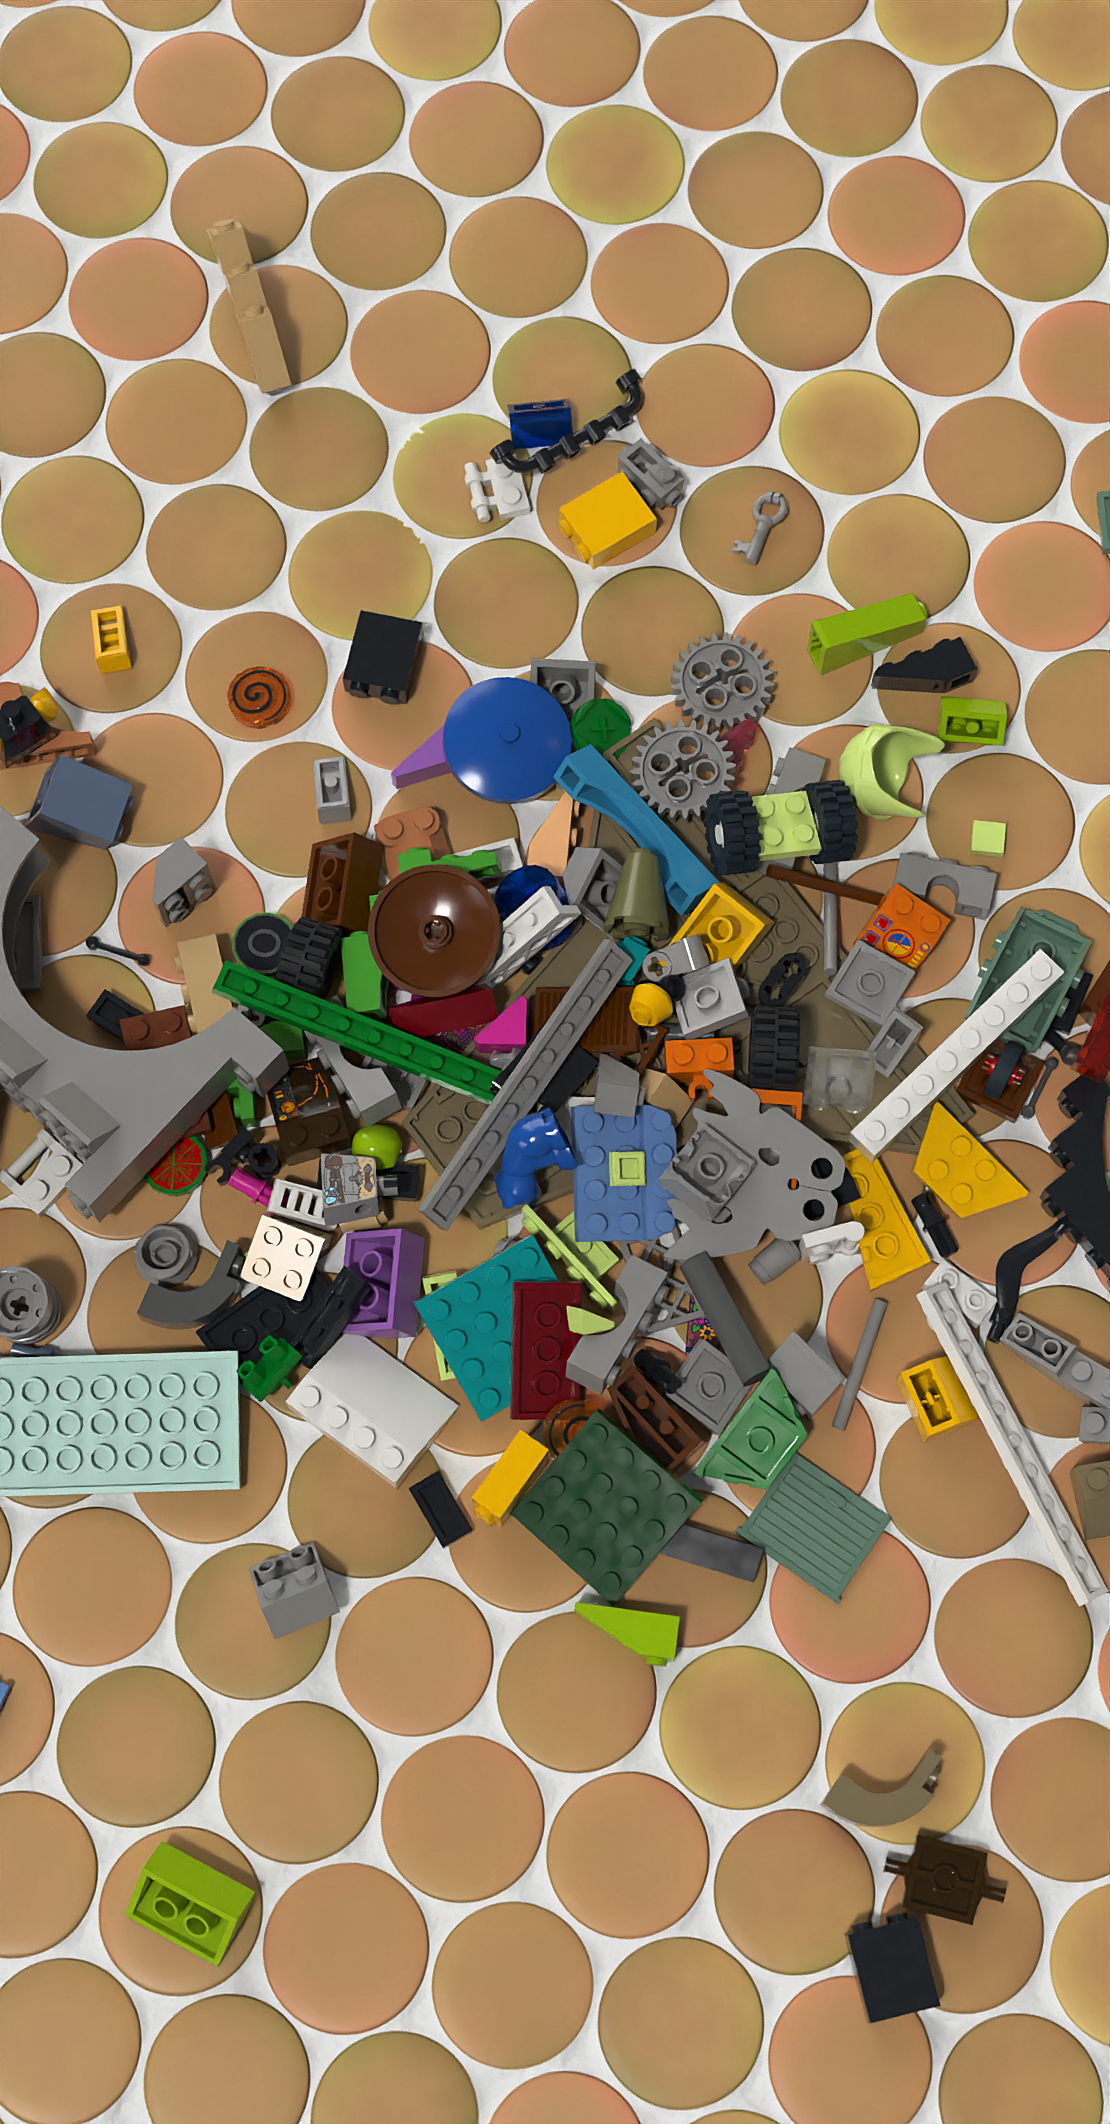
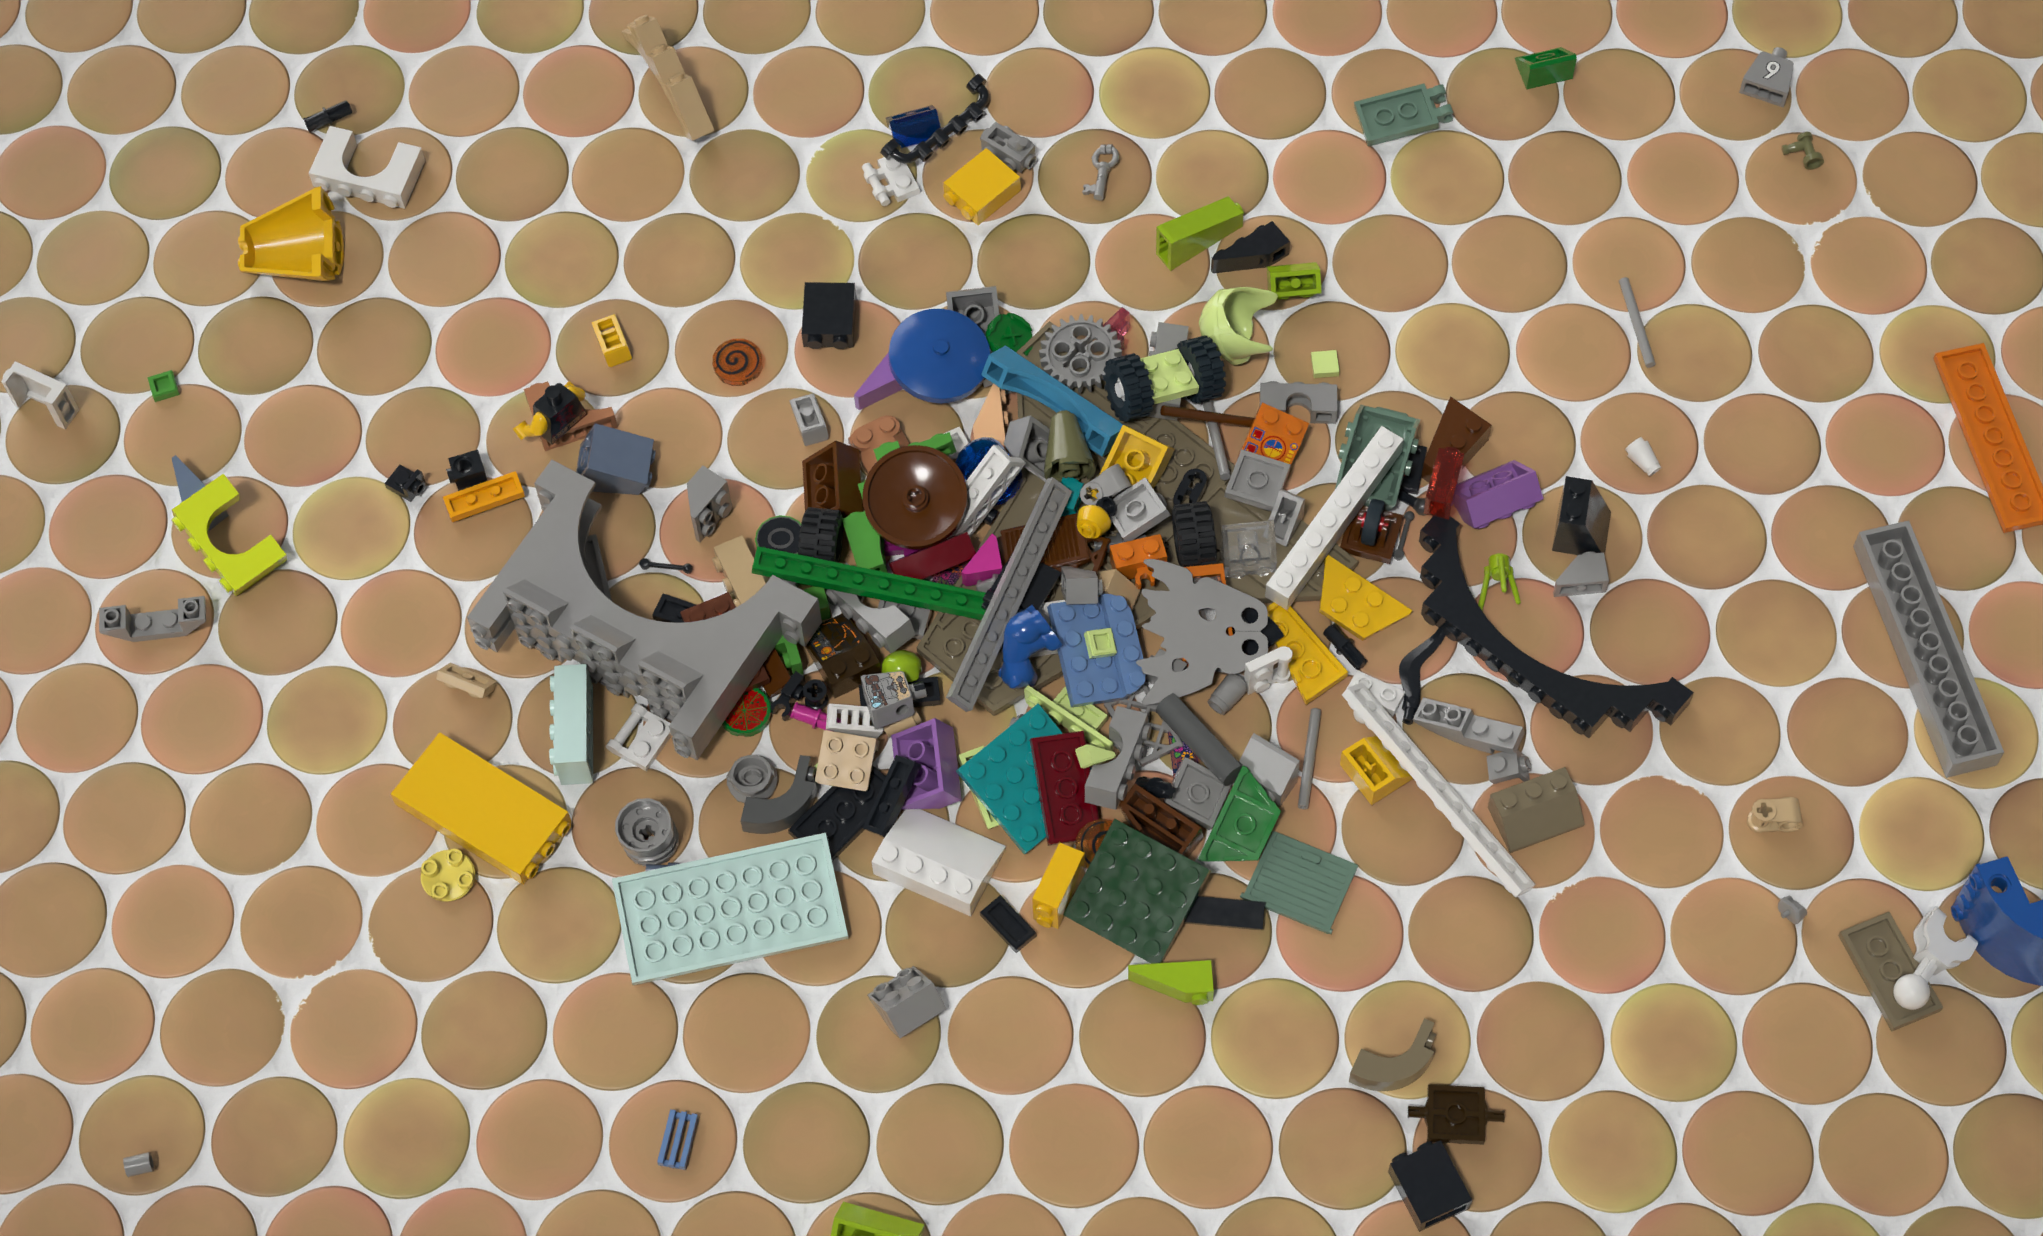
camera: 10 degrees left, 10 degrees down
(271, 1369) = (855, 843): green hips -> none
(706, 1172) = (1161, 633): light grey slope -> none
(709, 659) = (1095, 286): light grey gear -> none

